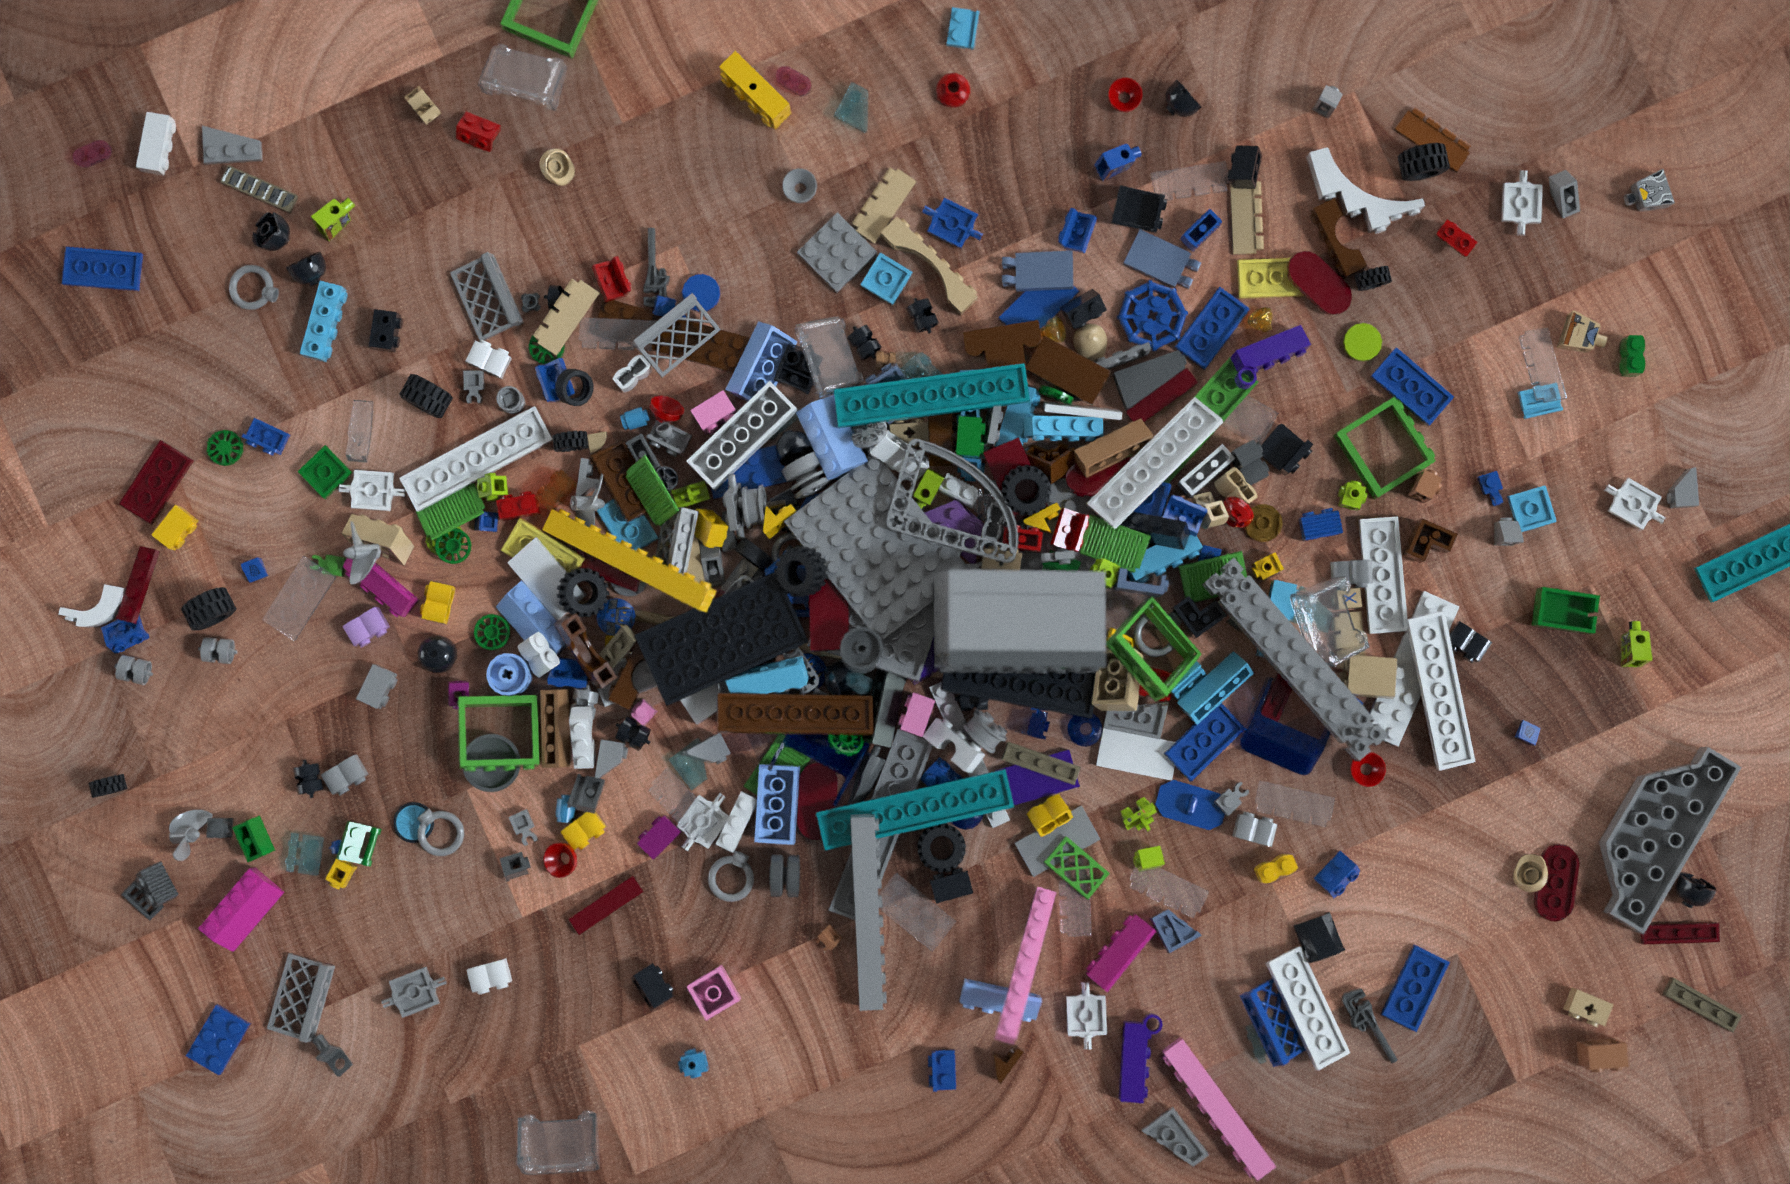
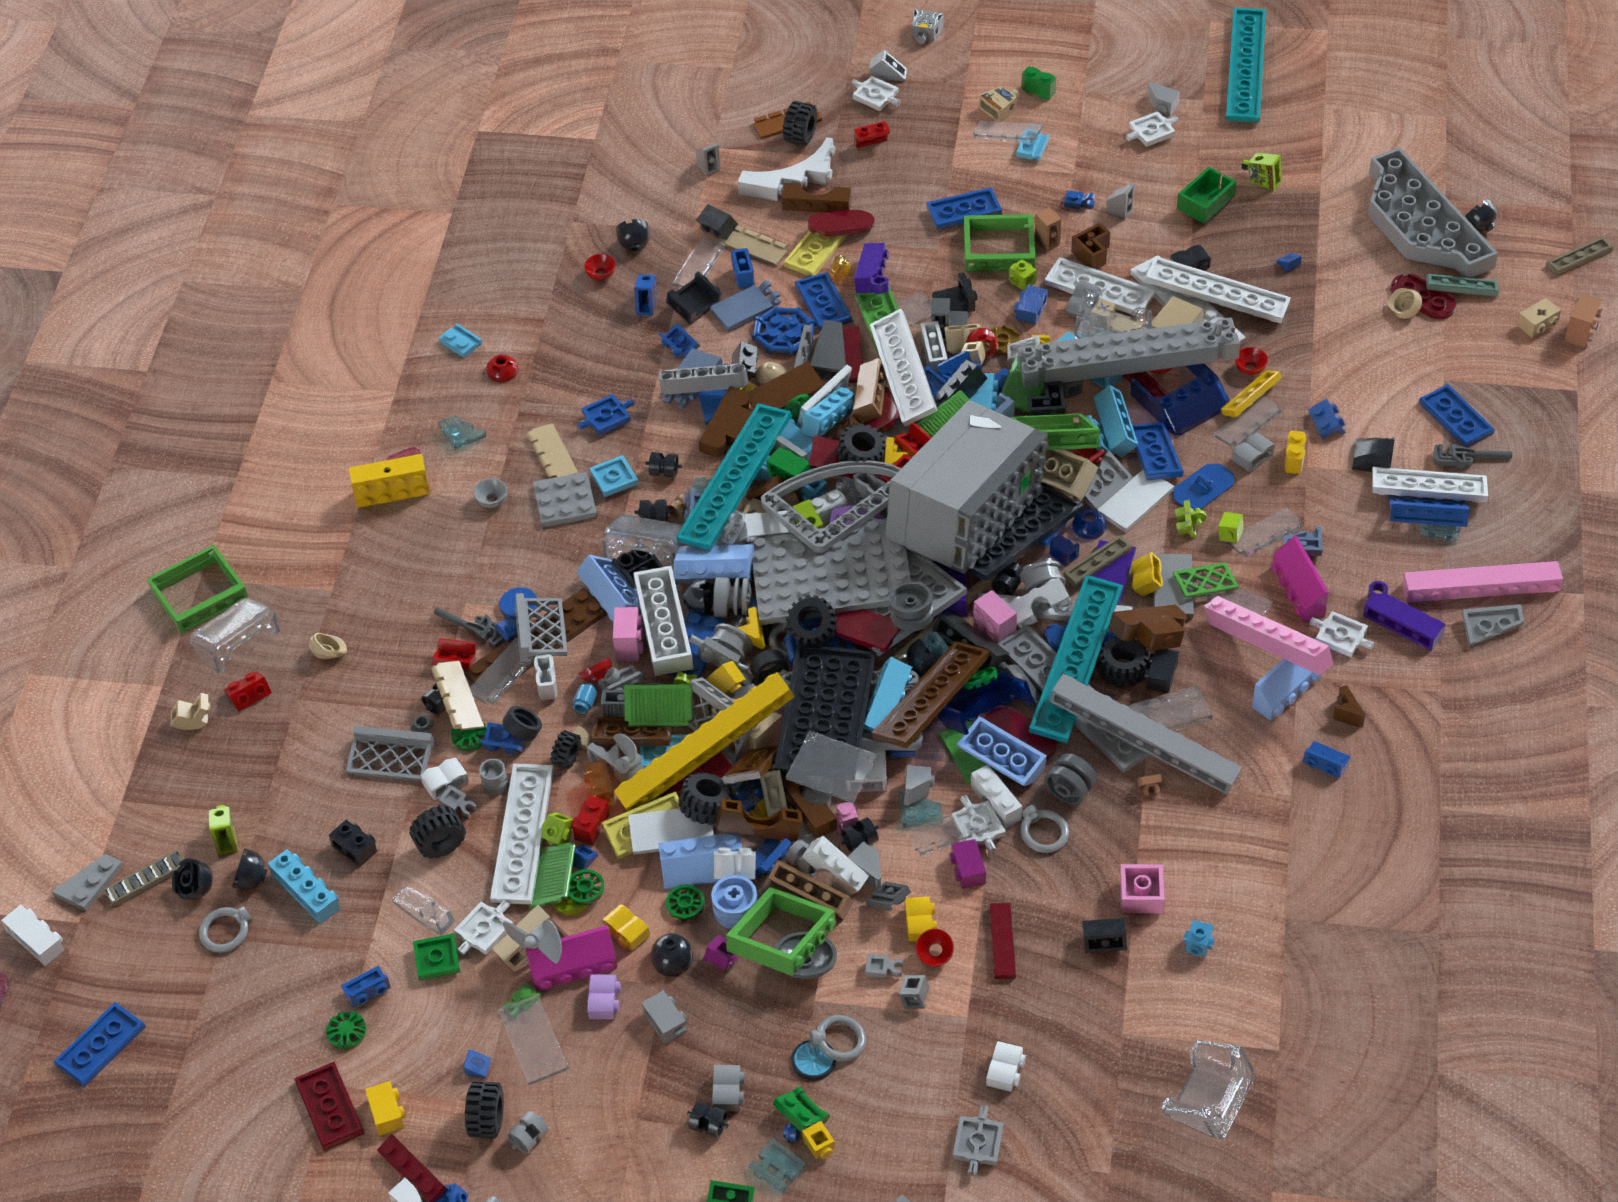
camera: 55 degrees left, 35 degrees down
(562, 812) = (890, 923): dark azure brick -> none
(637, 610) = (752, 765): none -> reddish brown tile
(663, 681) = (831, 766): none -> clear piece
(902, 238) = (662, 436): tan arch -> none
(984, 857) = (1153, 626): none -> reddish brown brick
(1032, 281) = (703, 378): none -> light grey beam
(1081, 603) = (983, 422): none -> white sticker
(1229, 800) = (1216, 458): light grey plate -> none
(1254, 553) = (1012, 349): none -> white tile
(1327, 790) = (1251, 393): none -> yellow plate
(1362, 342) = (906, 222): lime tile -> none
(1373, 278) = (863, 189): black tyre -> none
(1532, 508) = (1110, 180): medium azure plate -> none
(1590, 913) = (1462, 285): none -> sand green tile
(1681, 933) = (1513, 244): dark red tile -> none

